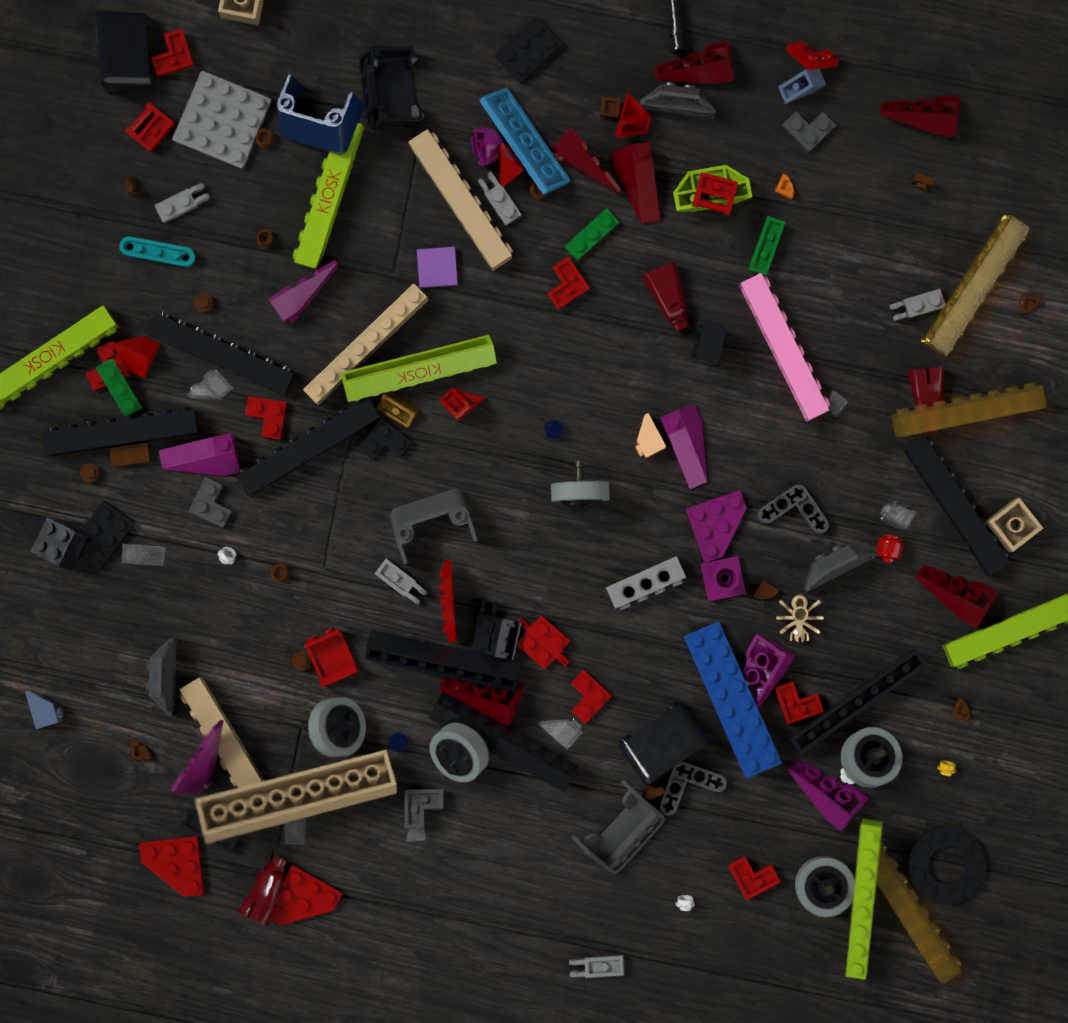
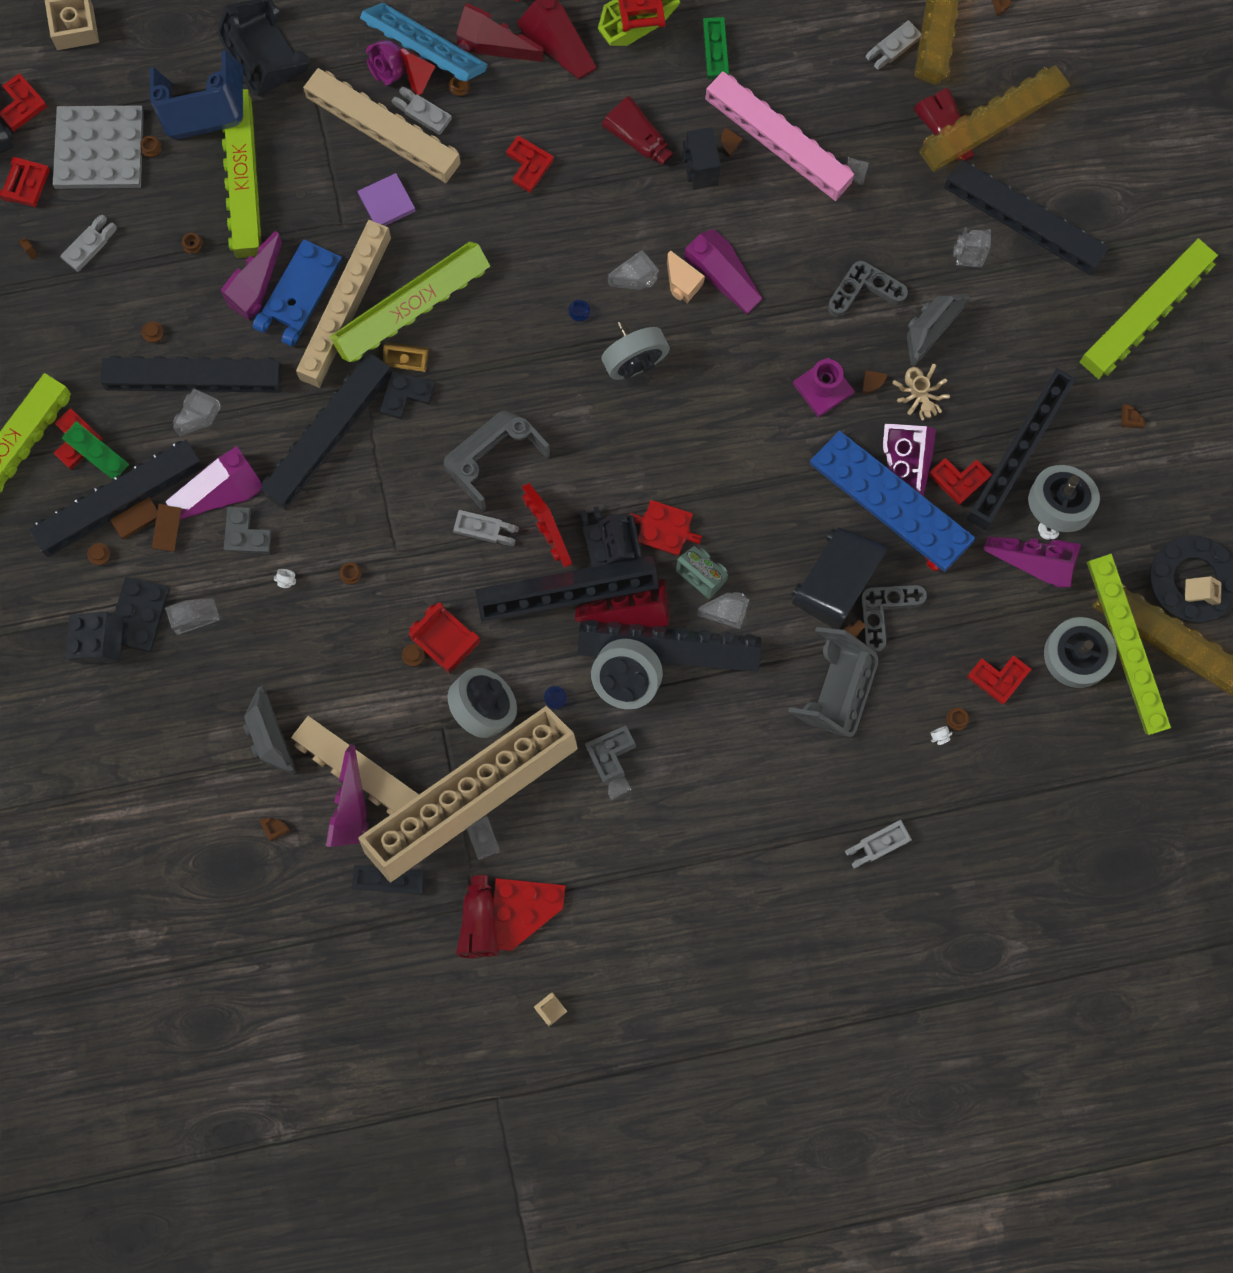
camera: 30 degrees left, 10 degrees down
(43, 710) = (148, 826): sand blue slope -> none
(137, 354) = (102, 412): red slope -> none
(150, 474) = (166, 527): none -> reddish brown tile
(157, 251) = (82, 300): teal plate -> none
(176, 863) = (364, 933): red plate -> none
(272, 412) = (269, 412): red plate -> none
(290, 983) = (550, 1009): none -> tan panel
(341, 311) = (305, 283): none -> blue hinge
(460, 402) = (469, 324): red slope -> none
(556, 693) = (701, 571): none -> sand green slope
(592, 234) = (532, 107): green plate -> none
(594, 696) = (742, 560): red plate -> none
(613, 418) = (634, 273): none -> clear slope
(671, 566) = (764, 395): light grey brick -> none
(704, 895) = (957, 719): none -> reddish brown plate
(716, 523) = (790, 335): magenta plate -> none
(741, 334) = (730, 142): none -> reddish brown tile
(889, 548) = (980, 284): red head -> none
(946, 768) = (1146, 480): yellow plate -> none
(946, 880) = (1203, 589): none -> tan panel
(966, 600) = (1082, 305): dark red wedge -> none
(1013, 525) = (1095, 209): tan brick -> none

